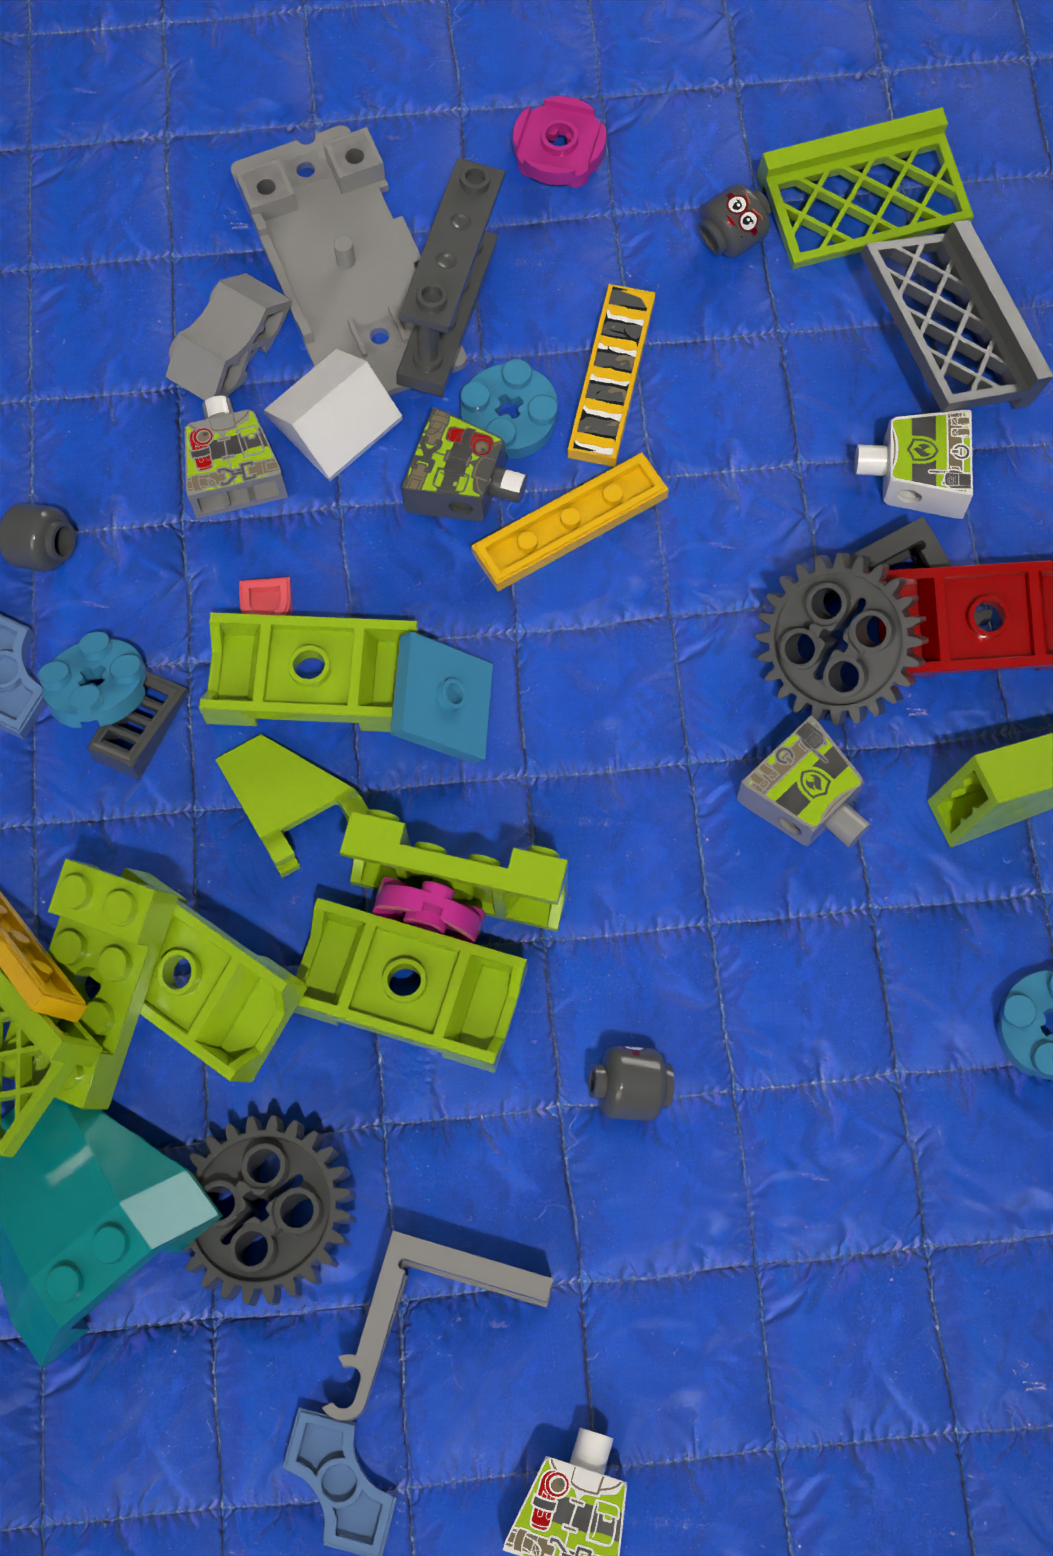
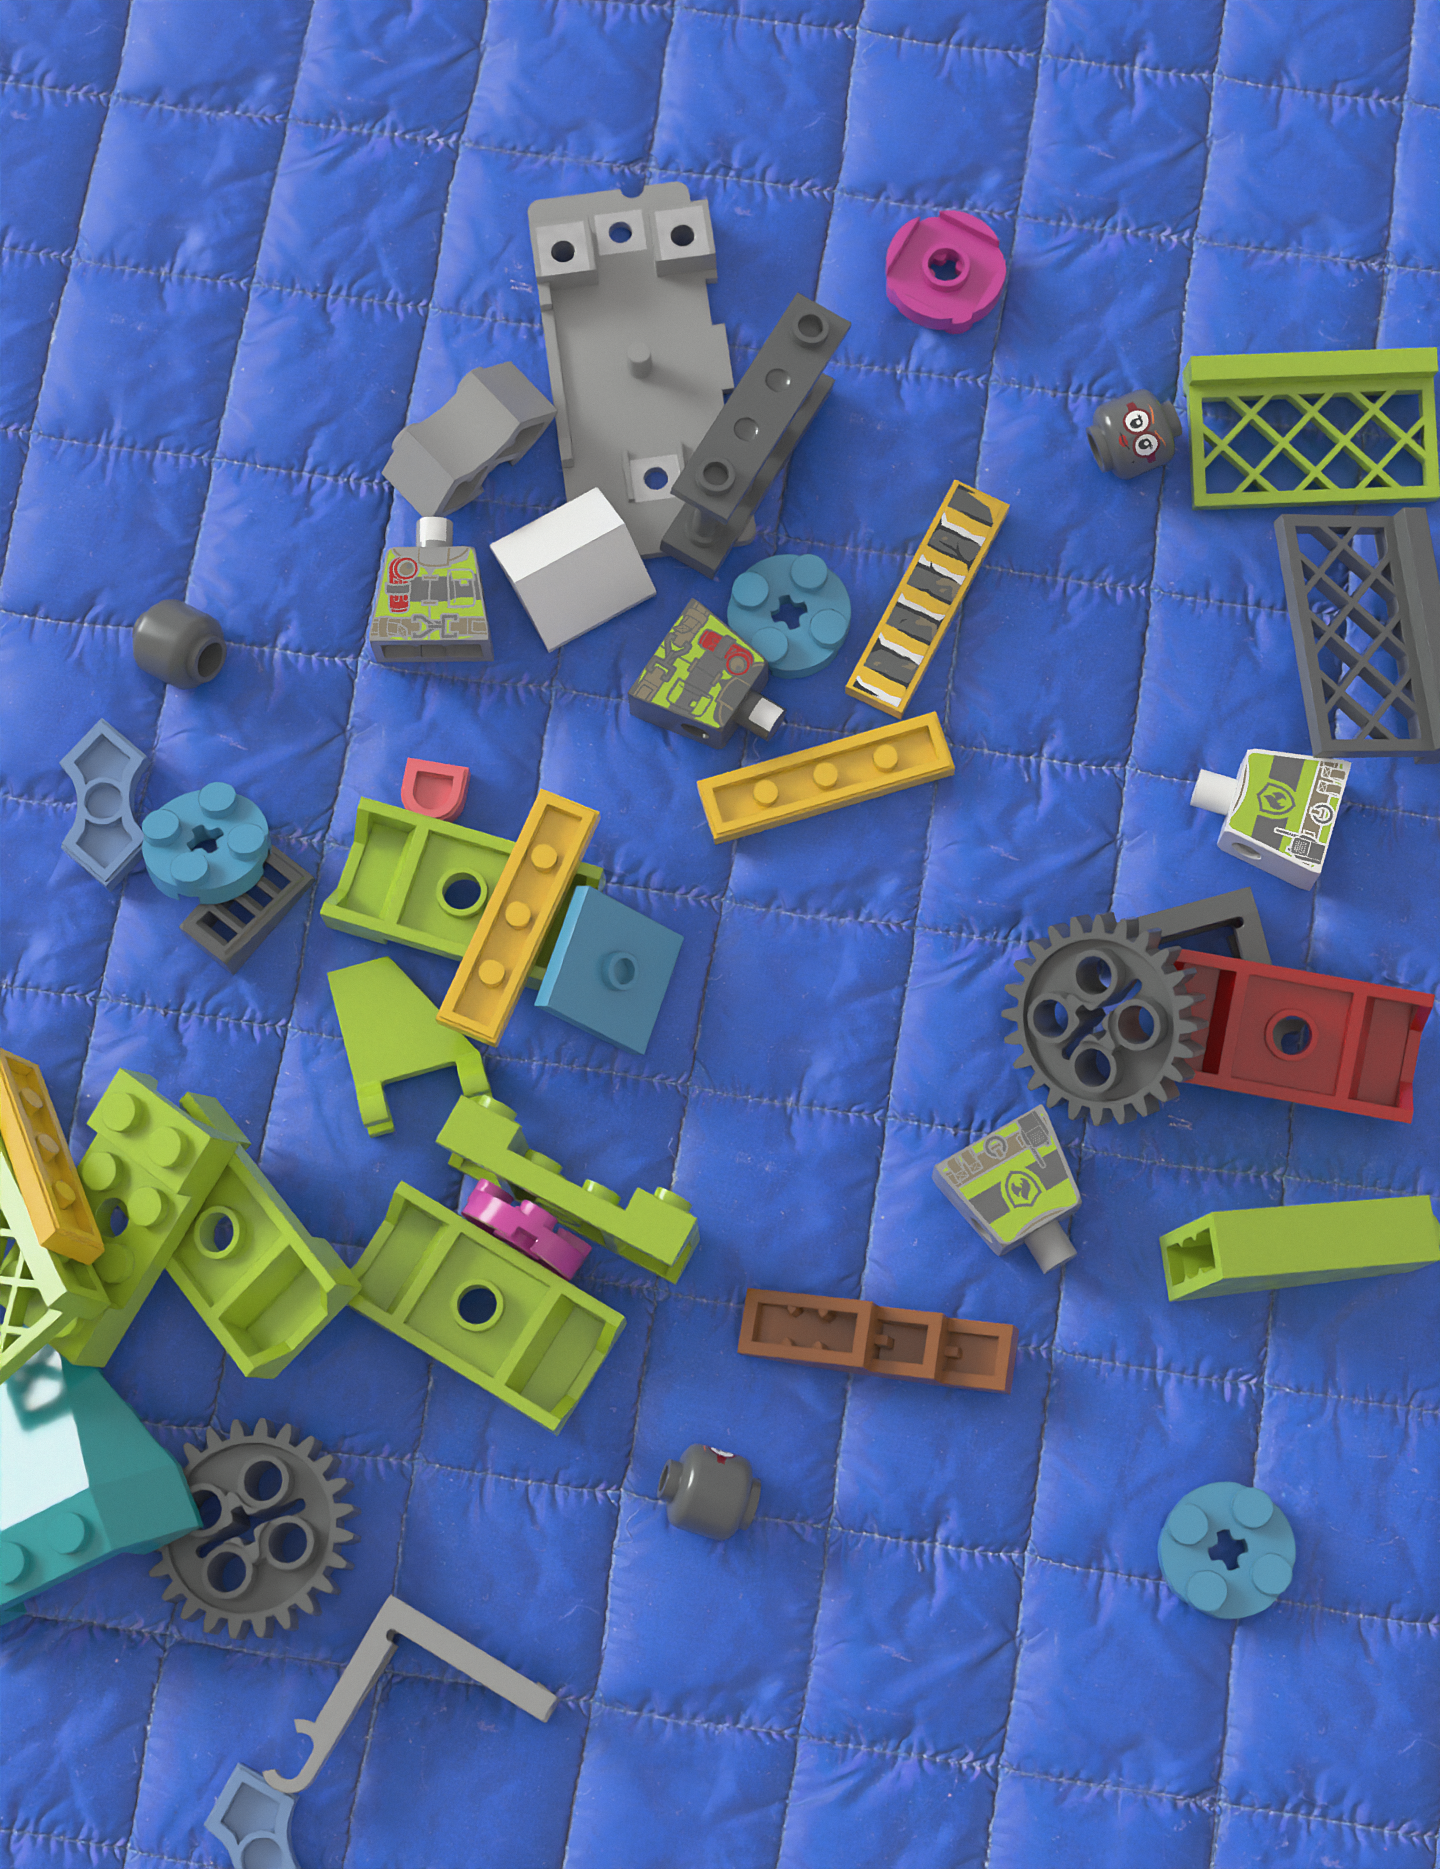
camera: 15 degrees right, 5 degrees up
(360, 673) = (518, 918): none -> yellow tile
(732, 932) = (878, 1340): none -> dark orange slope

